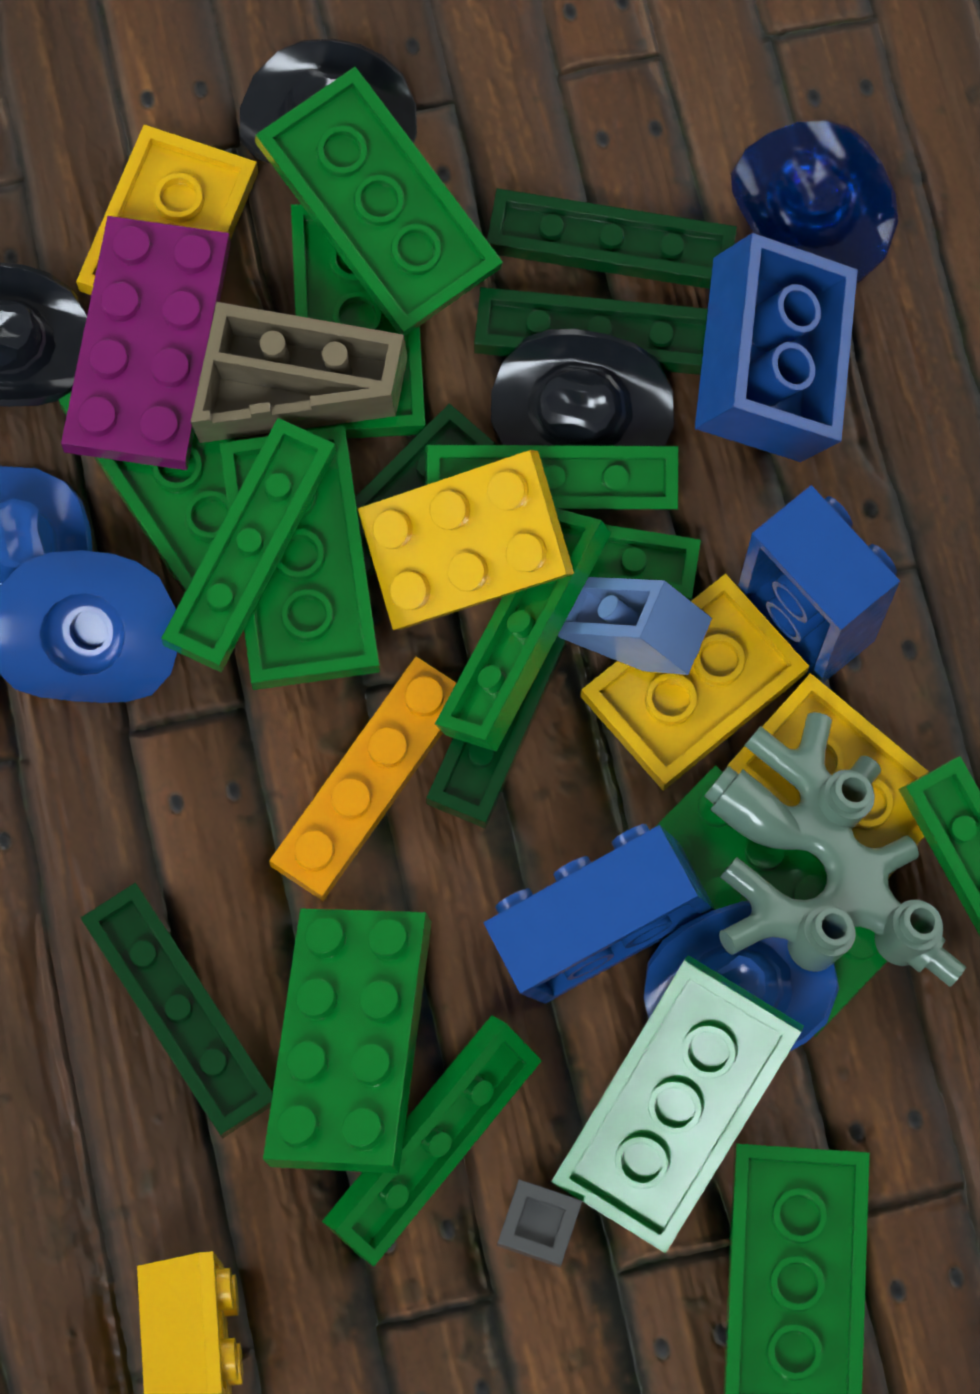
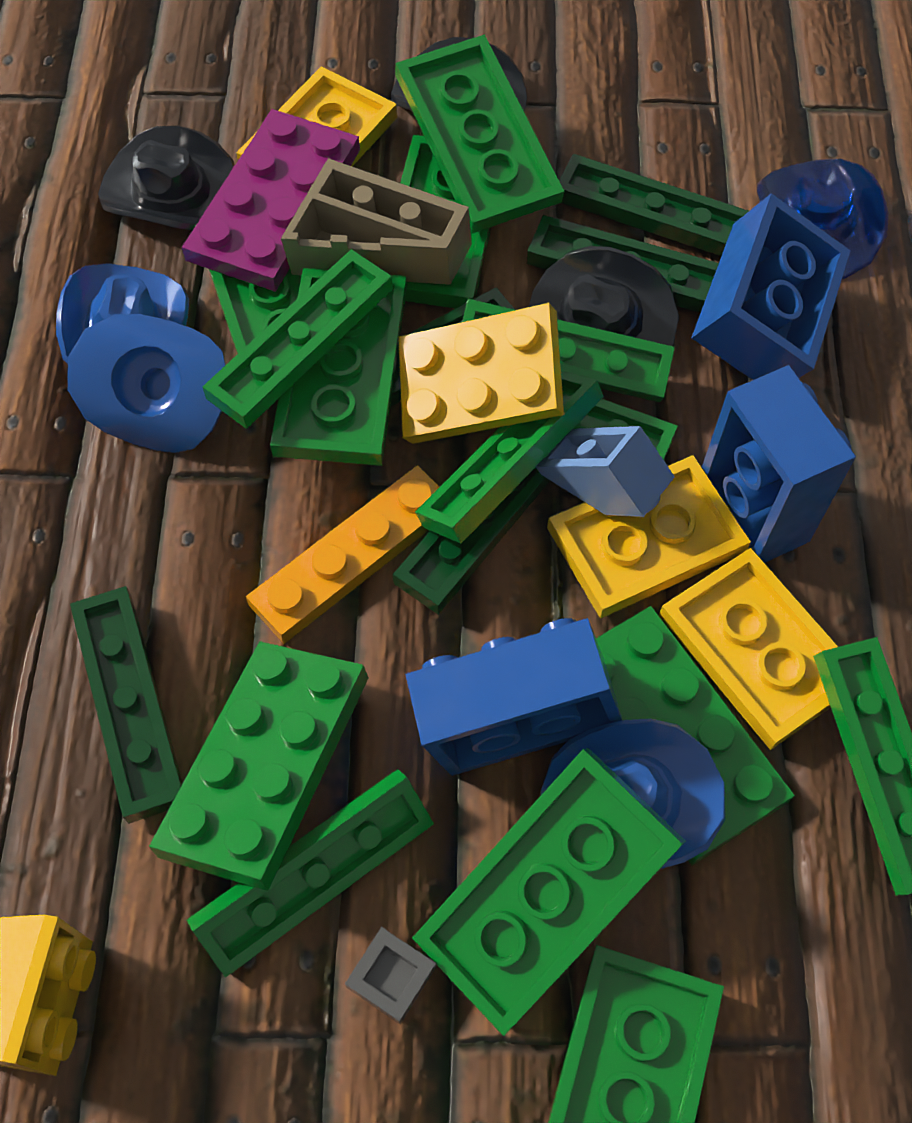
camera: 15 degrees right, 10 degrees down
(857, 875) = (760, 723): sand green plant -> none

